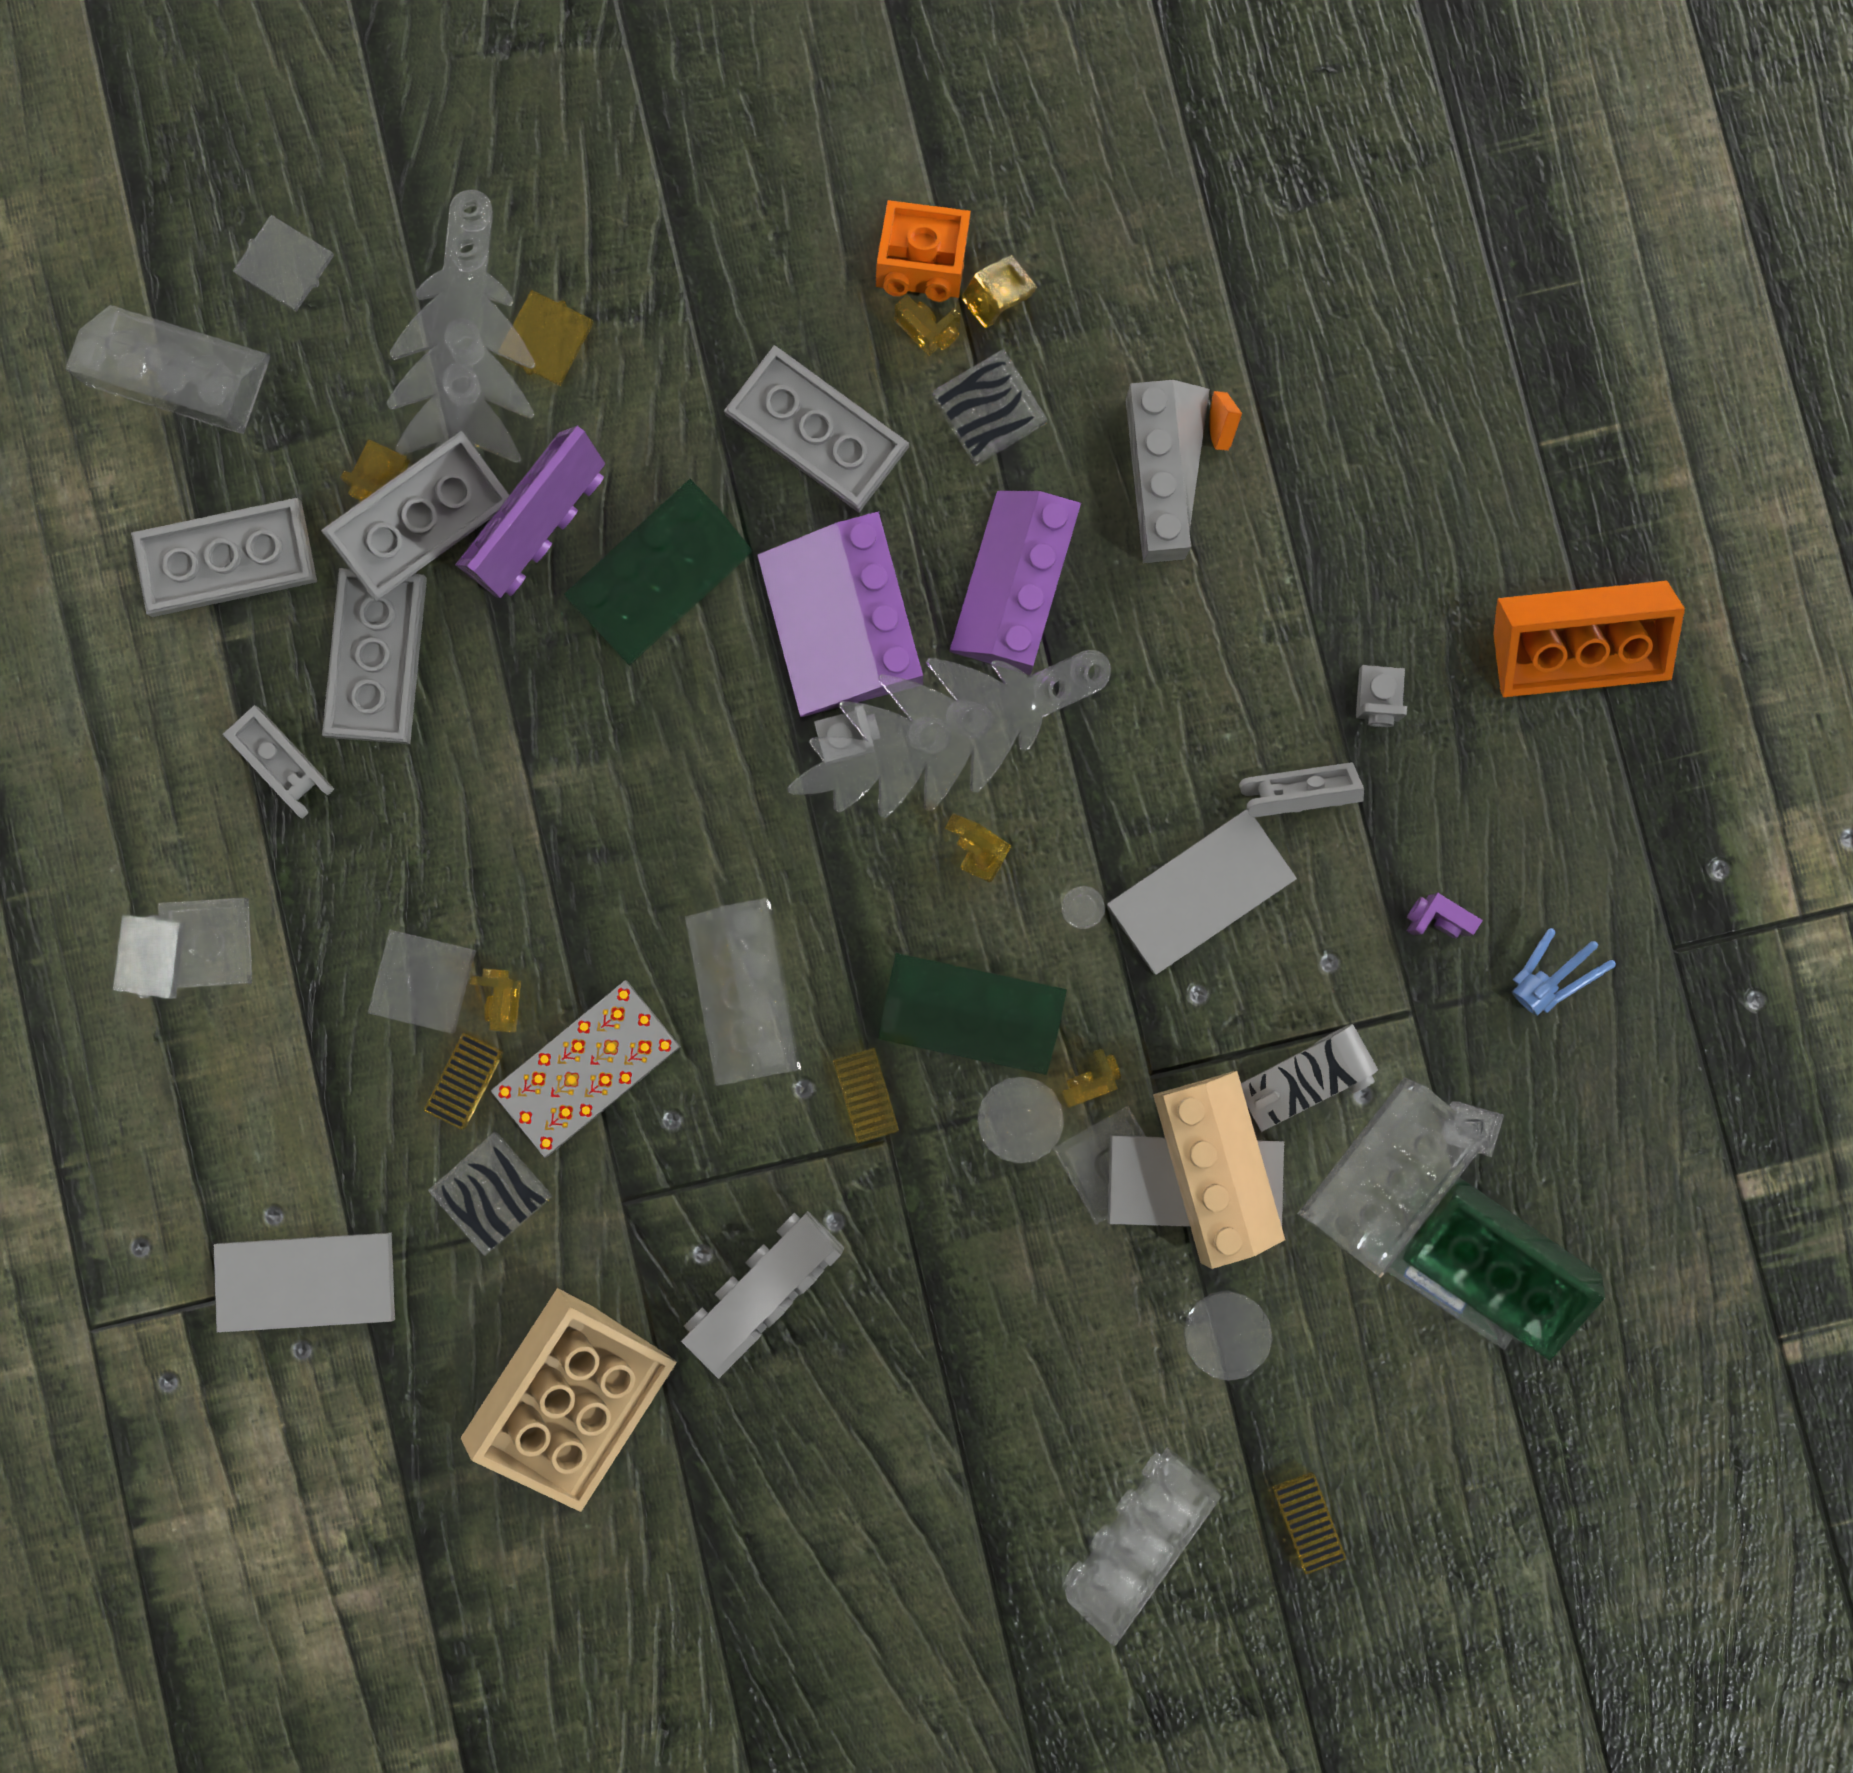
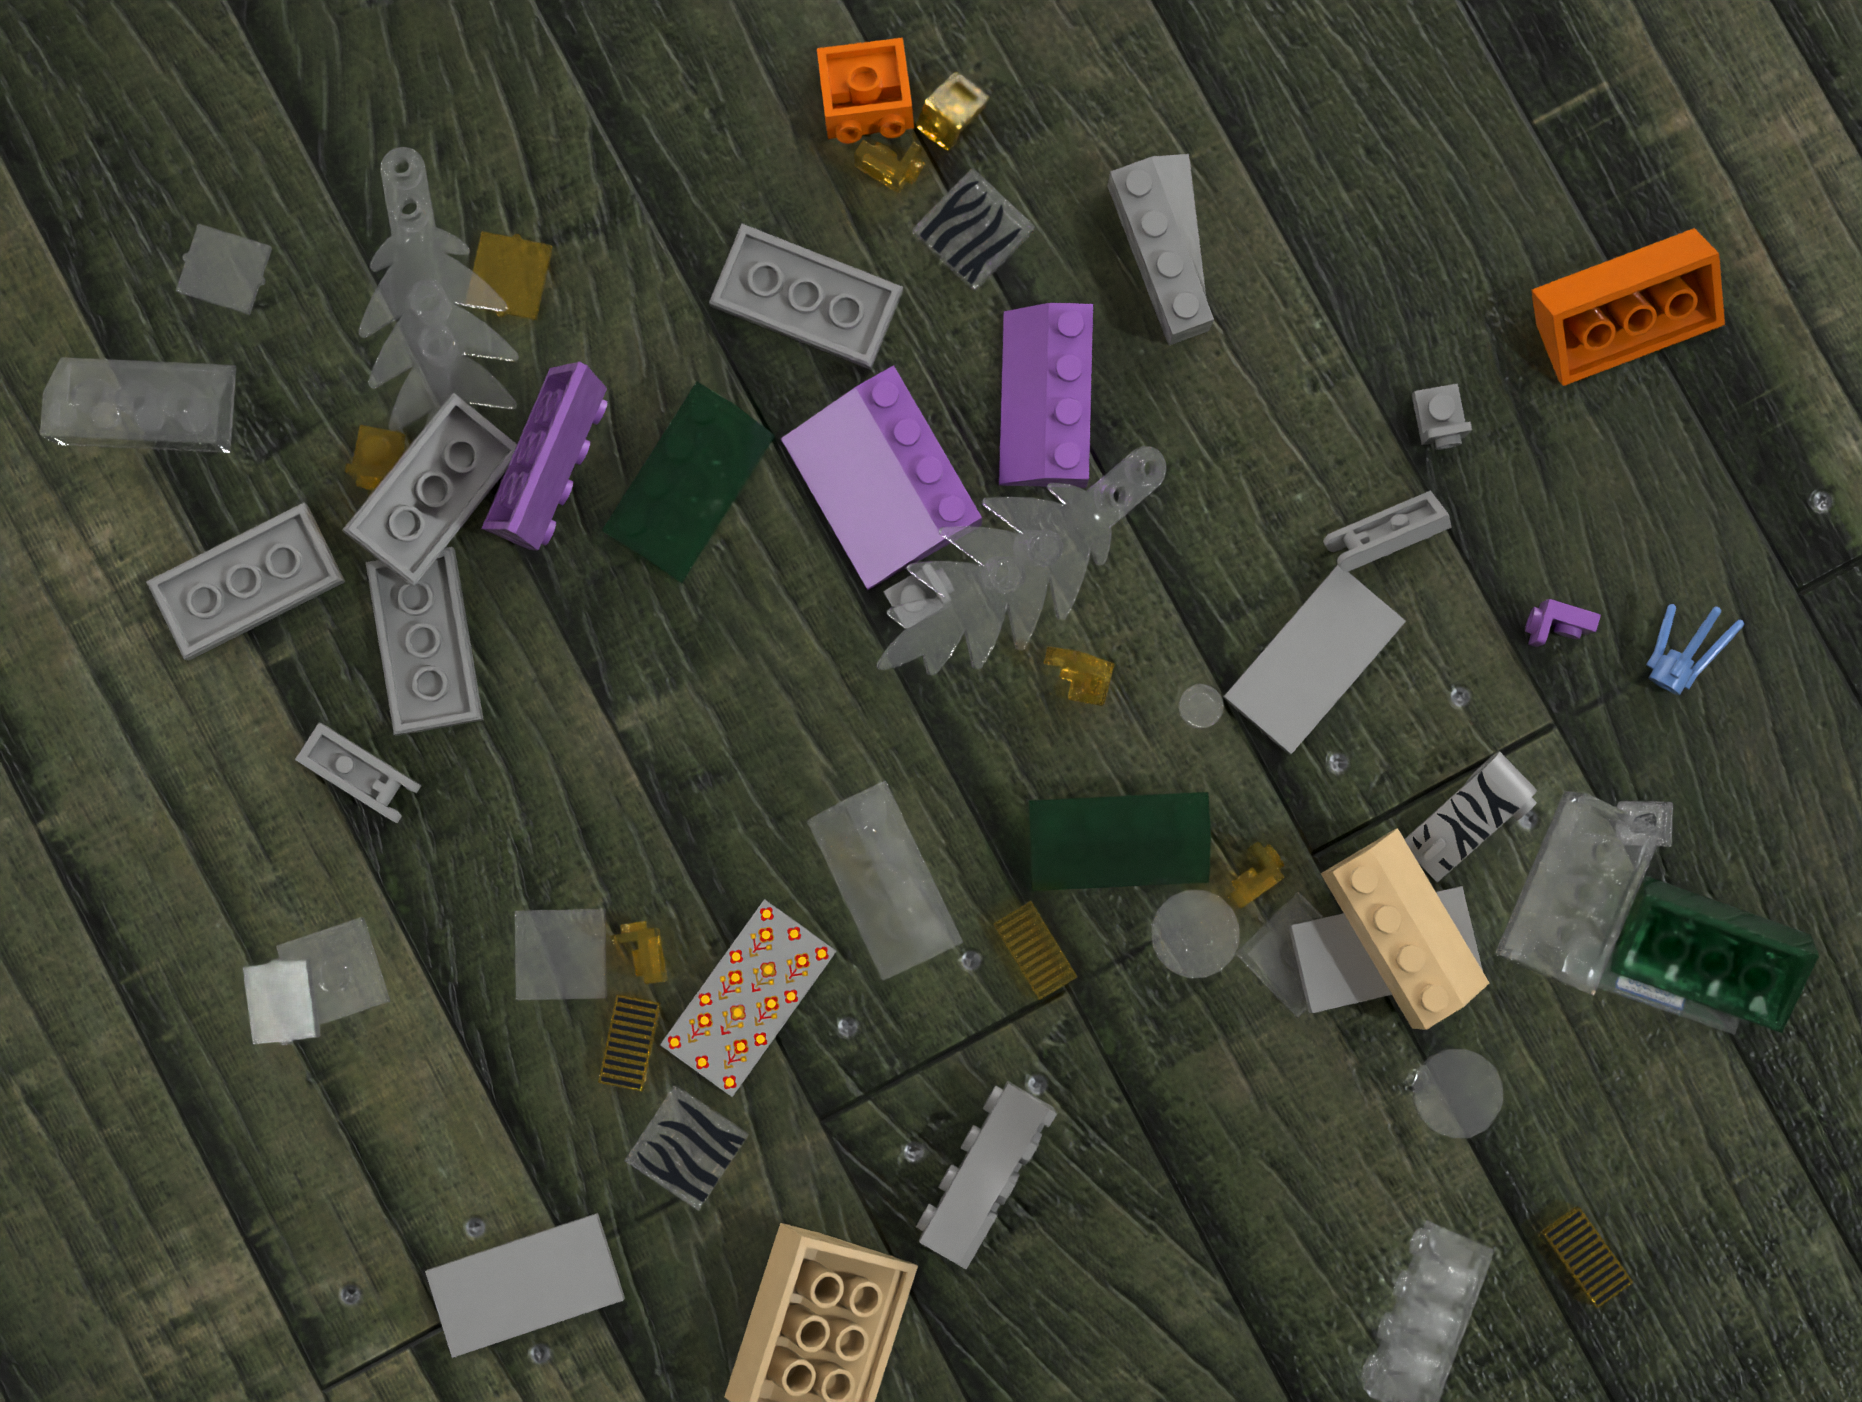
camera: 10 degrees left, 0 degrees up
(1223, 420) = (1211, 182): orange tile -> none

